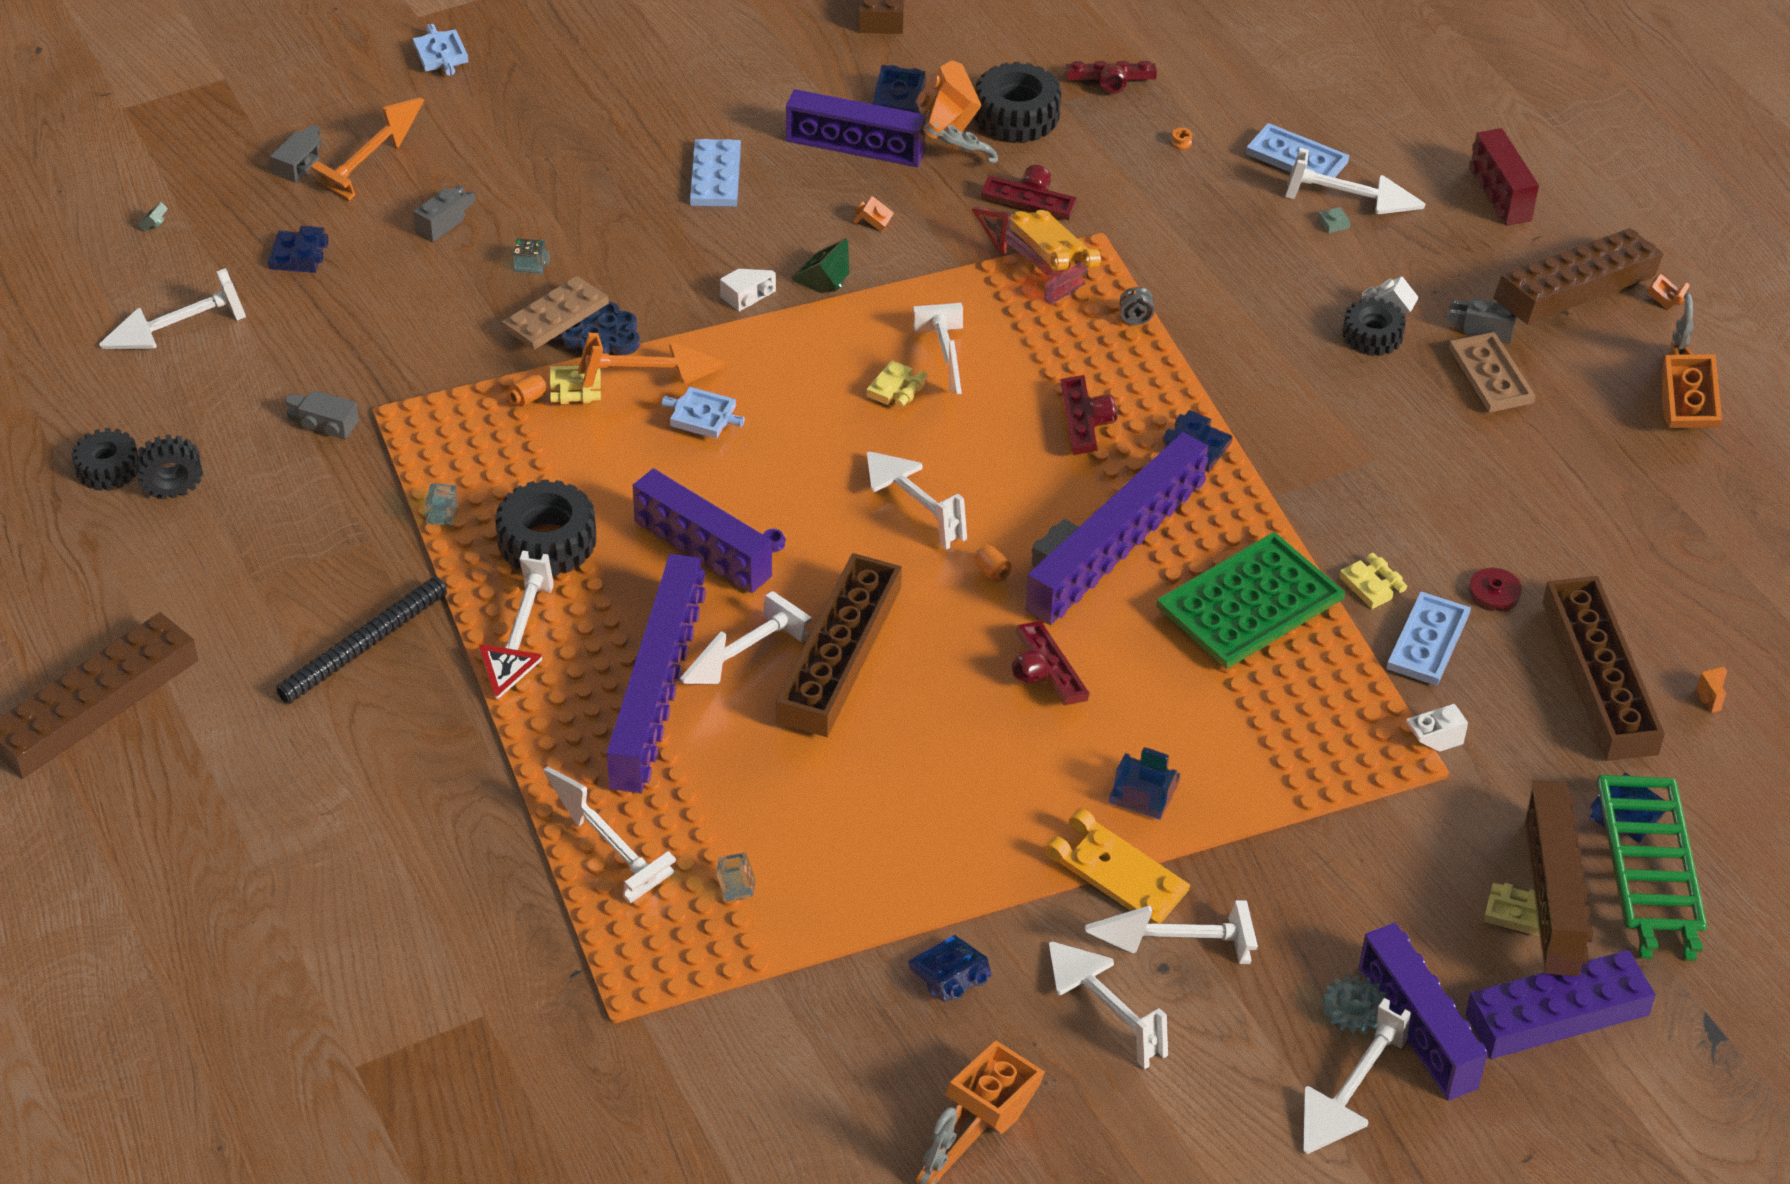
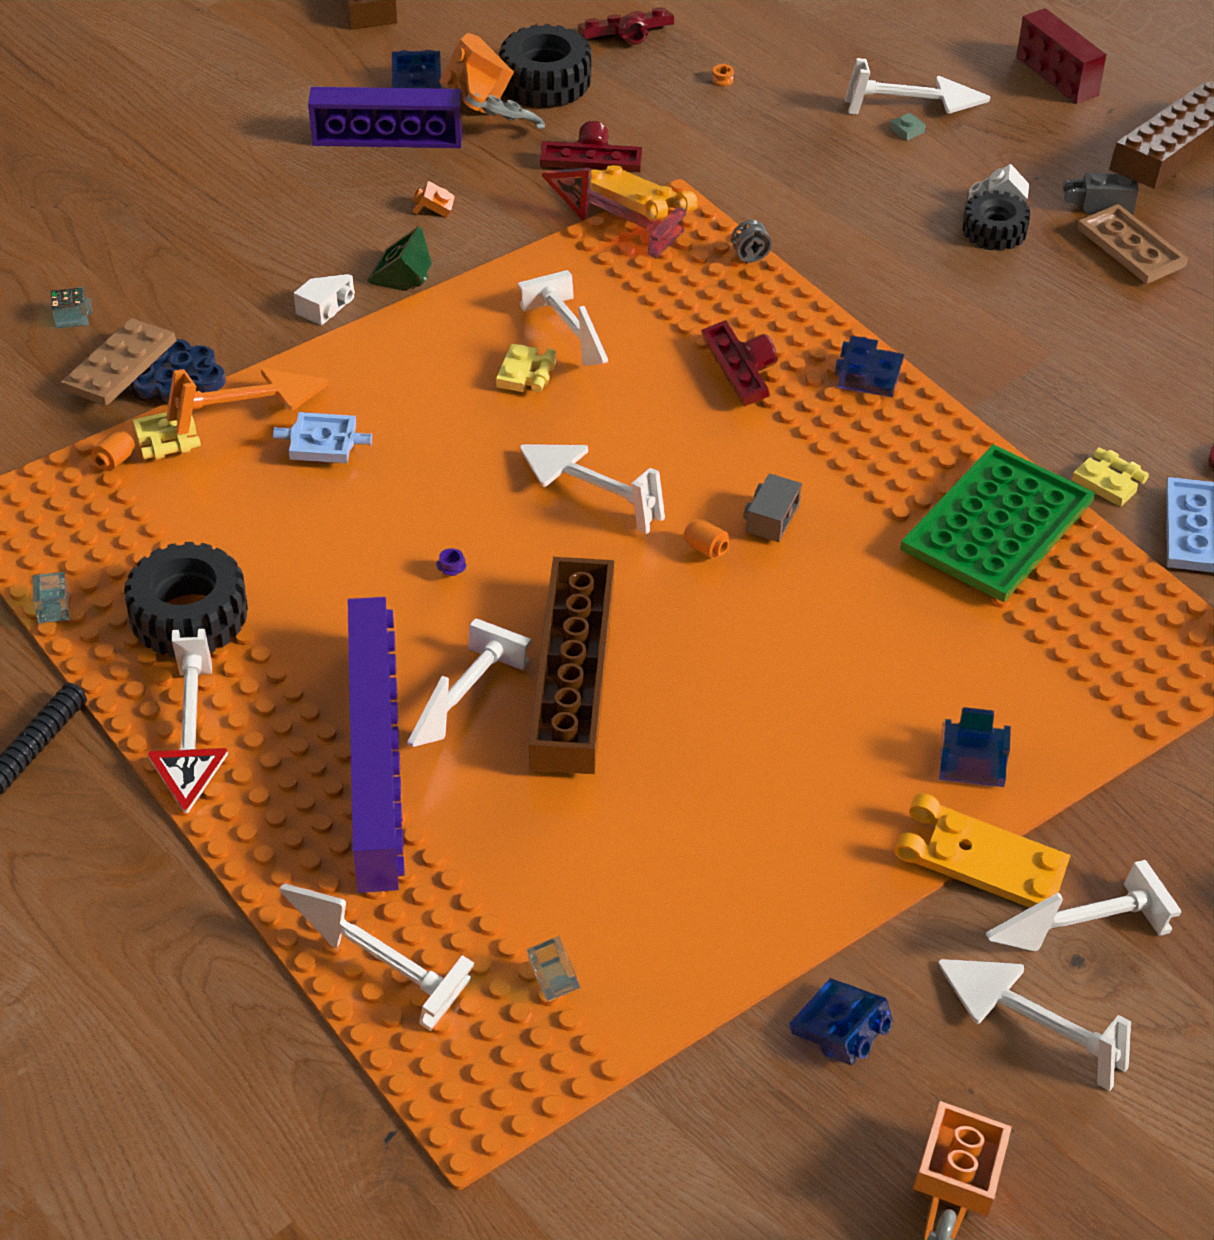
camera: 15 degrees left, 0 degrees up
(702, 530) = (370, 565): dark purple brick -> none
(715, 172) = (247, 188): light blue plate -> none
(1047, 663) = (810, 636): dark red plate -> none
(1116, 528) = (828, 475): dark purple brick -> none
(1282, 146) = (836, 68): light blue plate -> none

